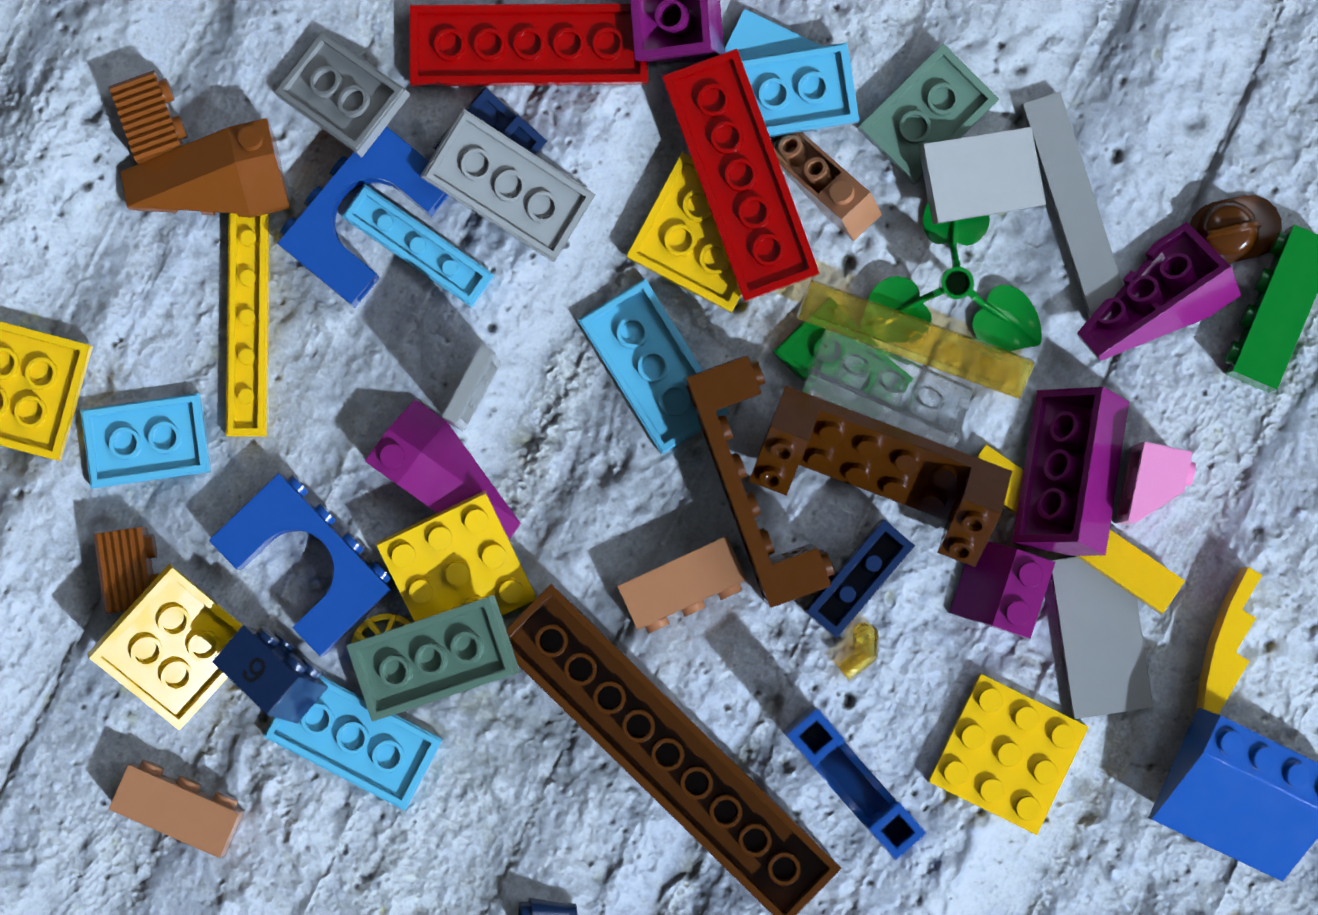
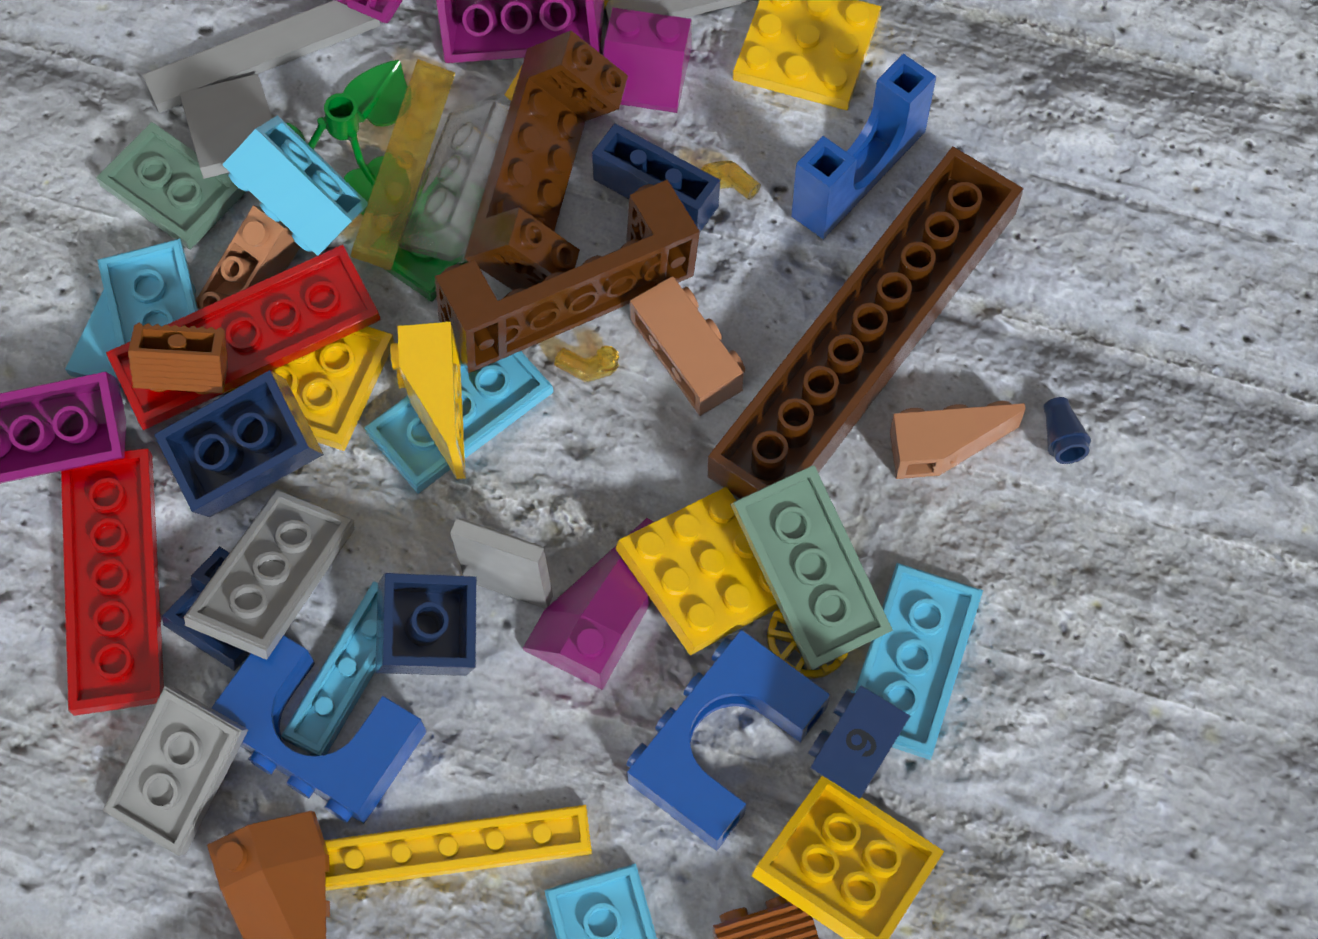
camera: 90 degrees left, 20 degrees down
(177, 808) = (1034, 838): nougat brick -> none
(434, 316) = (426, 624): none -> dark blue brick
(550, 798) = (940, 439): none -> nougat slope
(628, 165) = (238, 444): none -> dark blue brick
(659, 343) = (431, 373): none -> yellow slope
(676, 491) = (590, 368): none -> clear yellow arm
(705, 115) = (178, 358): none -> dark orange brick
(882, 234) = (294, 185): none -> medium azure brick

